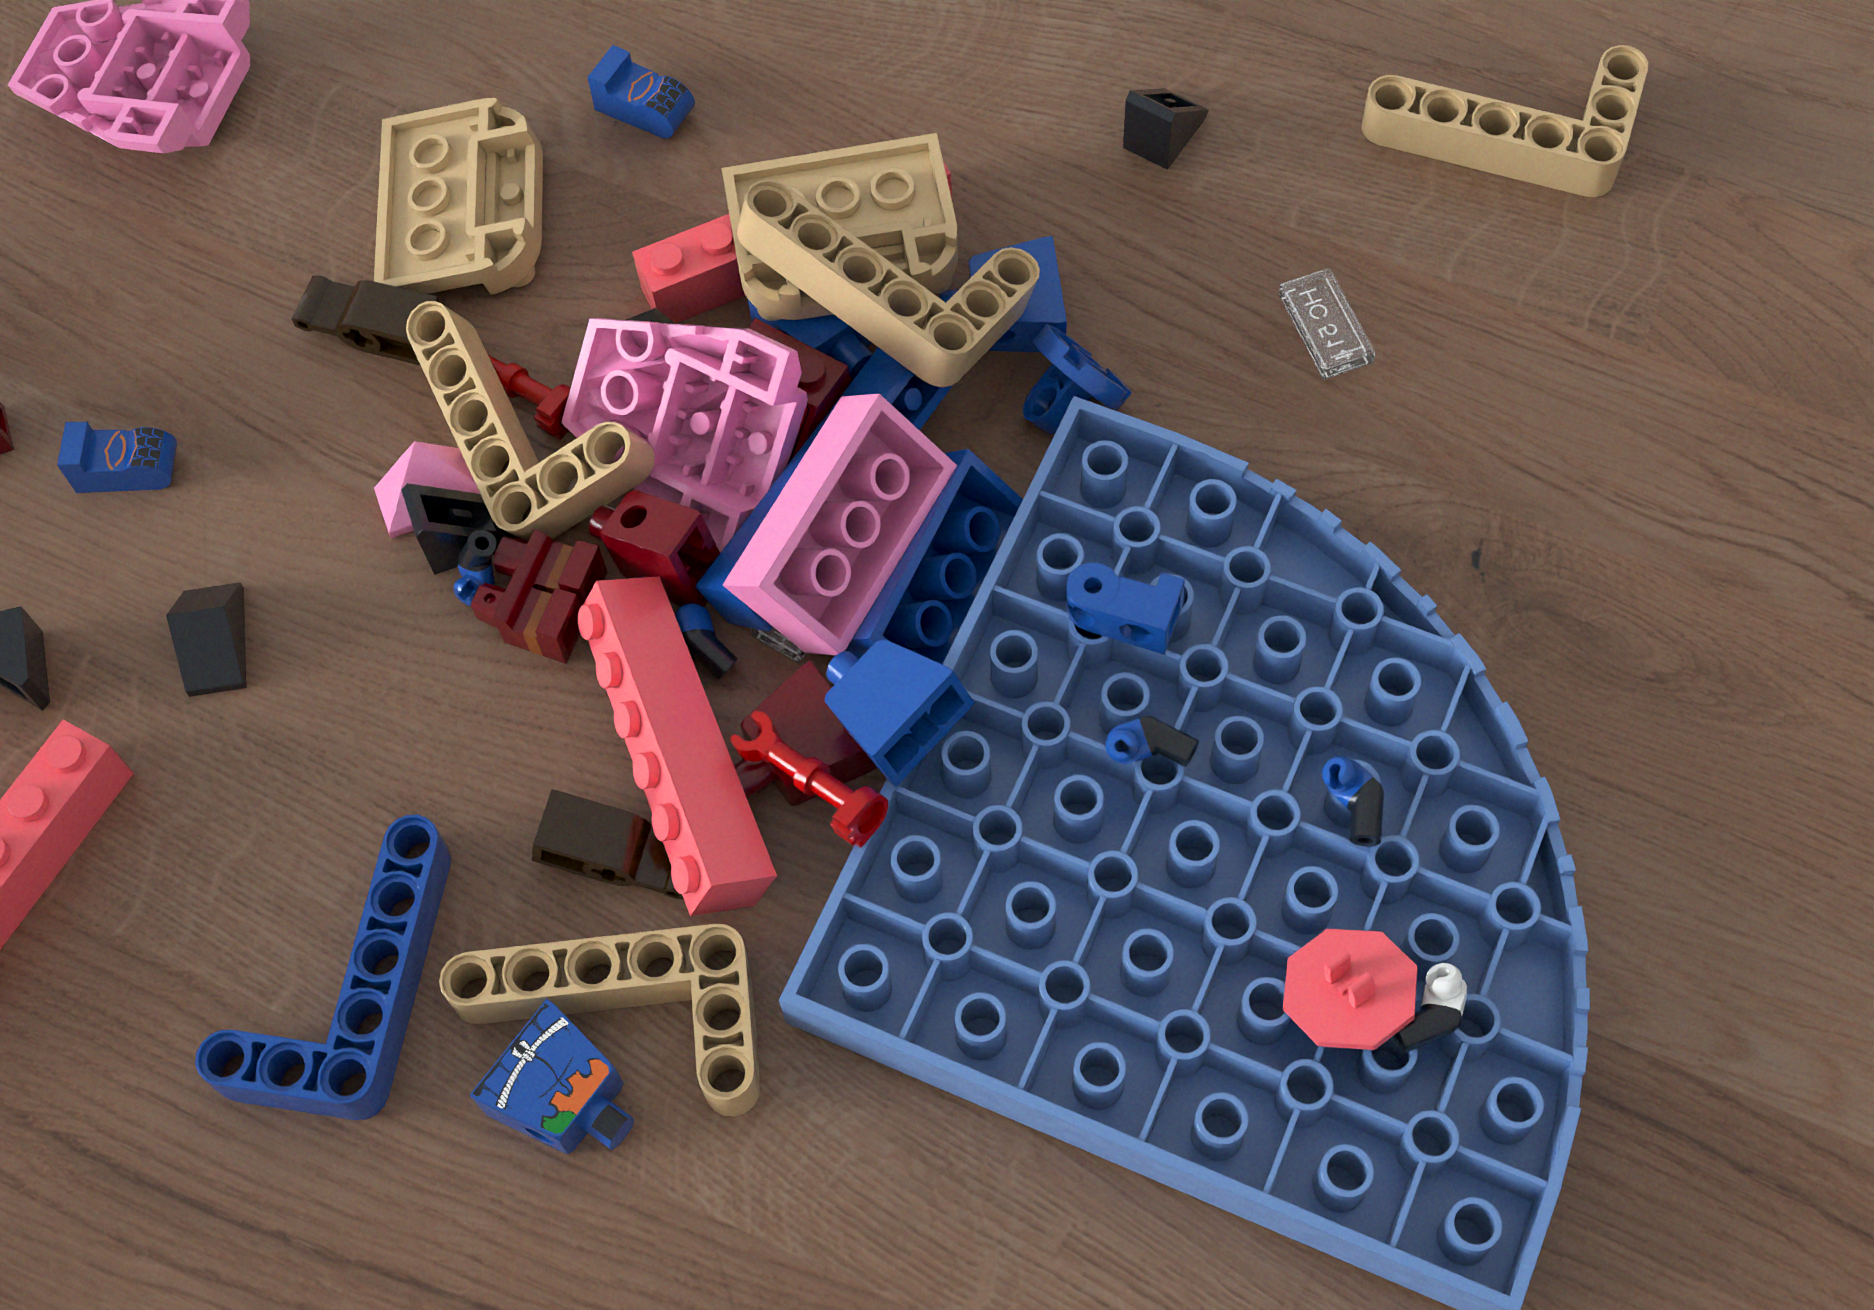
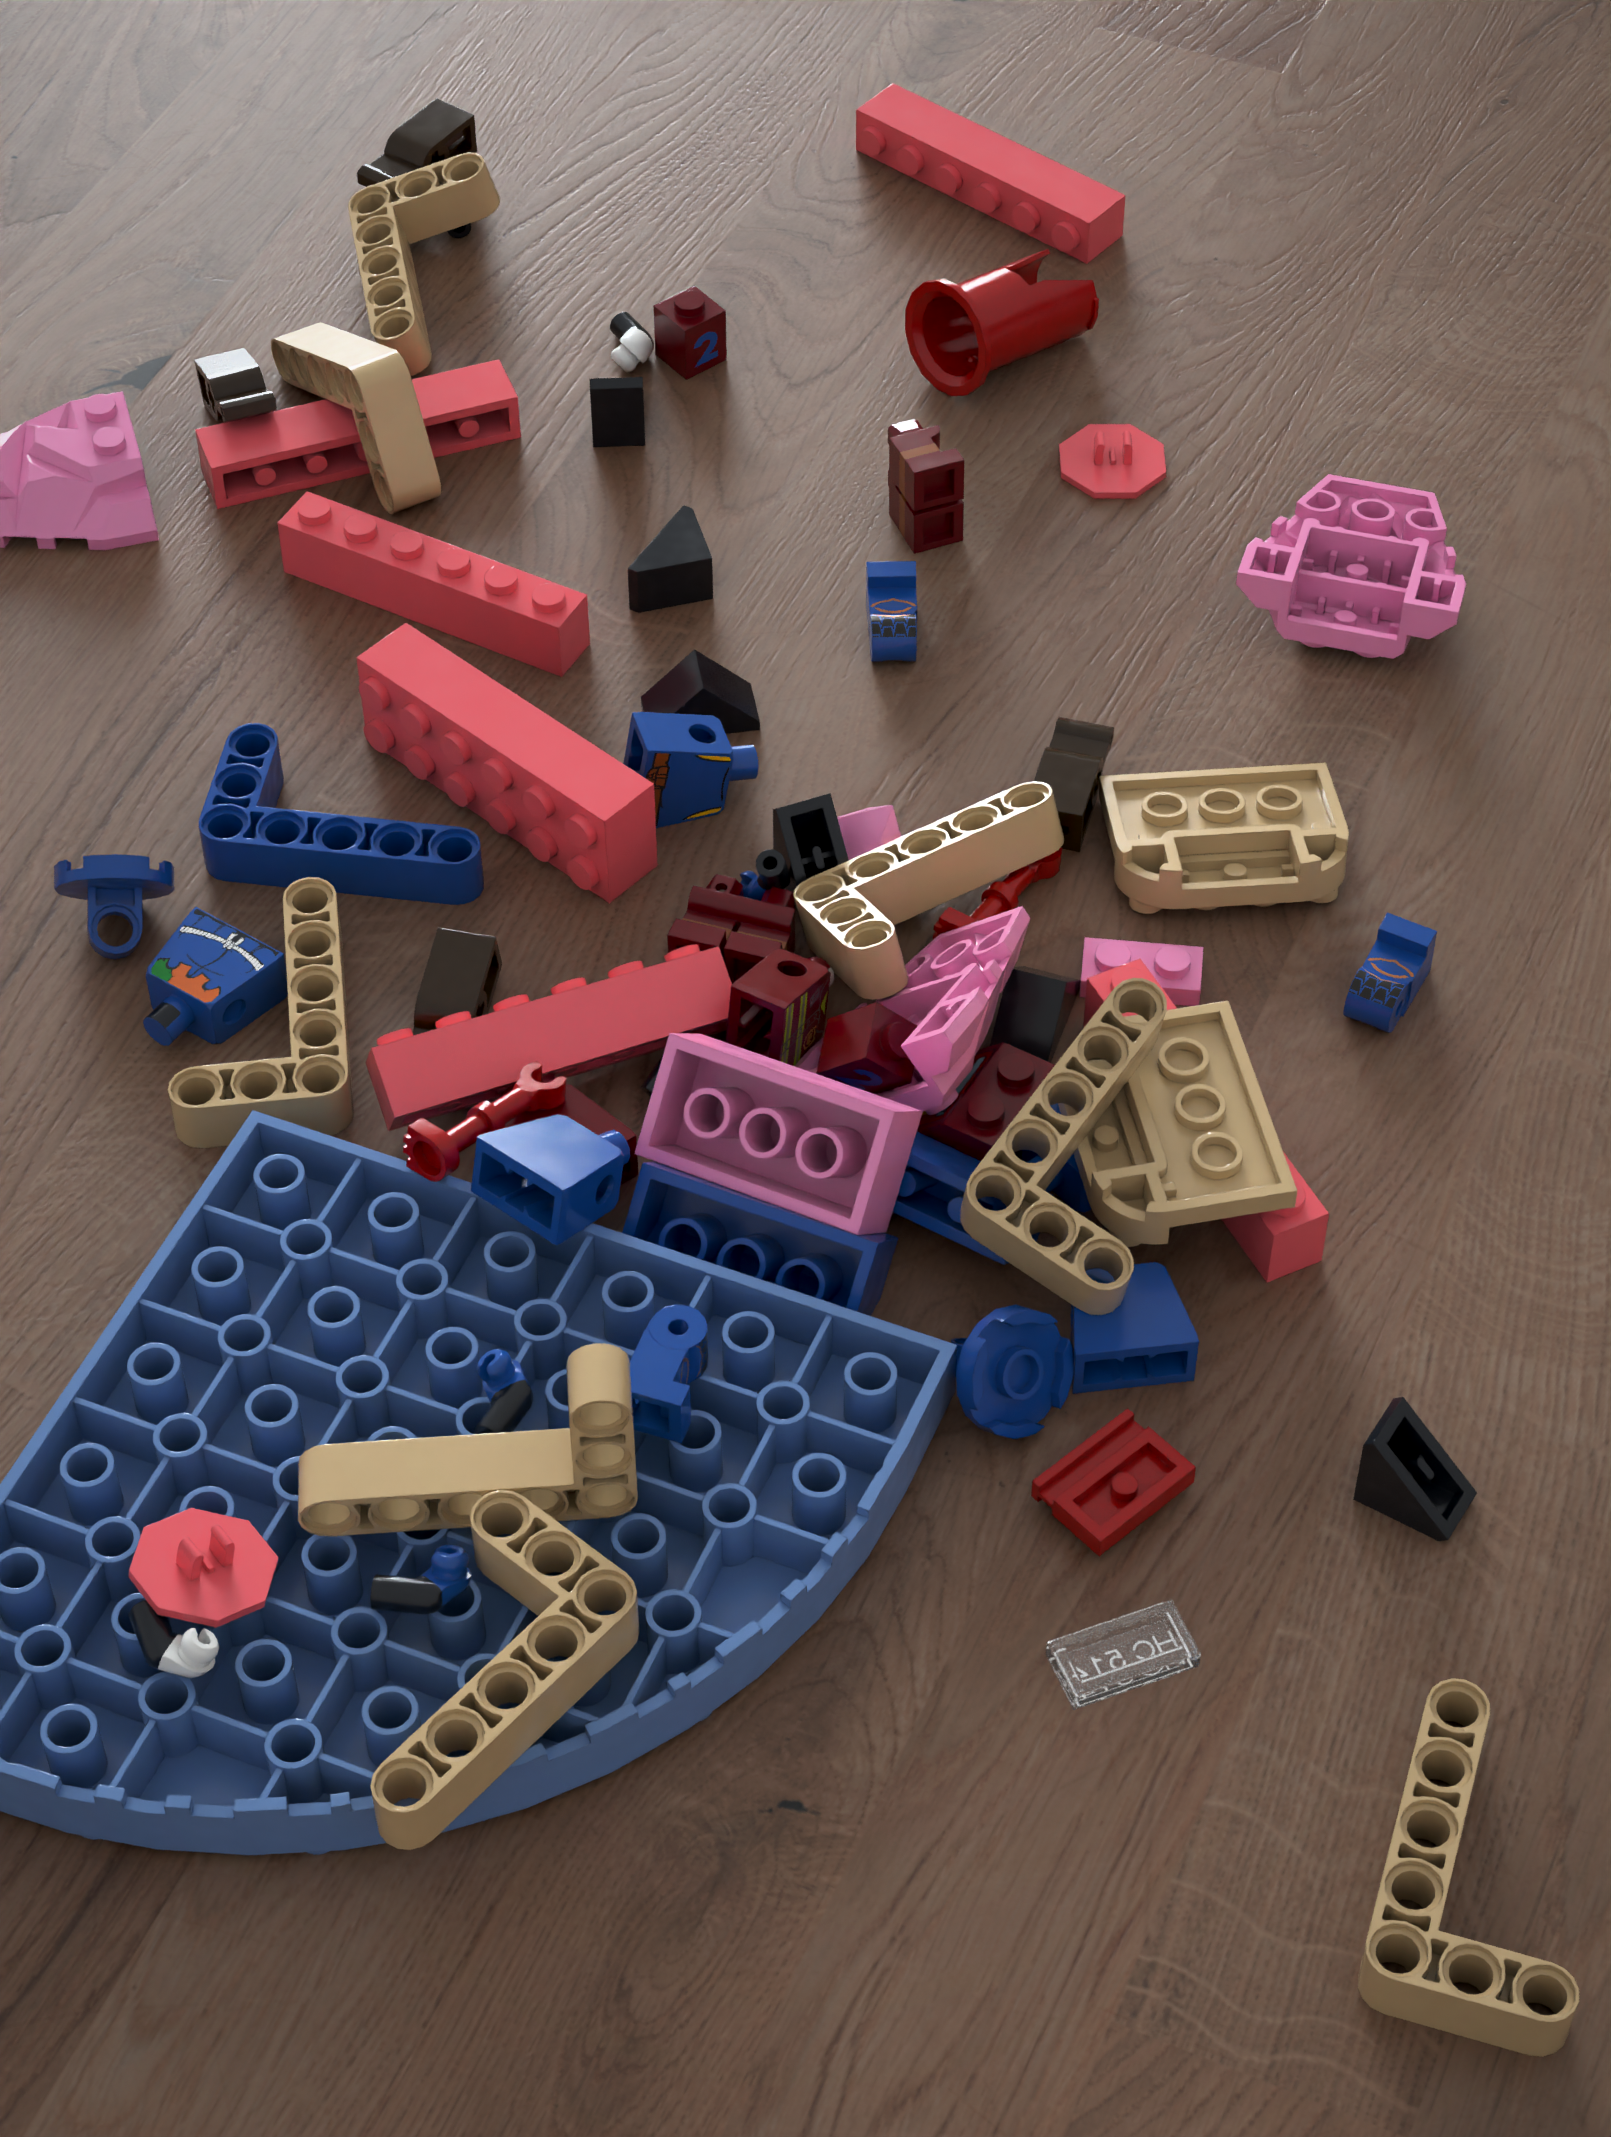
camera: 85 degrees right, 15 degrees down
(292, 796) = (508, 762): none -> coral brick
(315, 615) = (687, 763): none -> blue torso
(424, 1191) = (114, 887): none -> blue tile
(607, 275) = (1173, 966): none -> bright pink plate
(735, 456) = (866, 1049): none -> dark red brick
(1170, 317) = (1113, 1482): none -> red plate
(1248, 740) = (439, 1479): none -> tan beam
(1452, 713) = (518, 1674): none -> tan beam

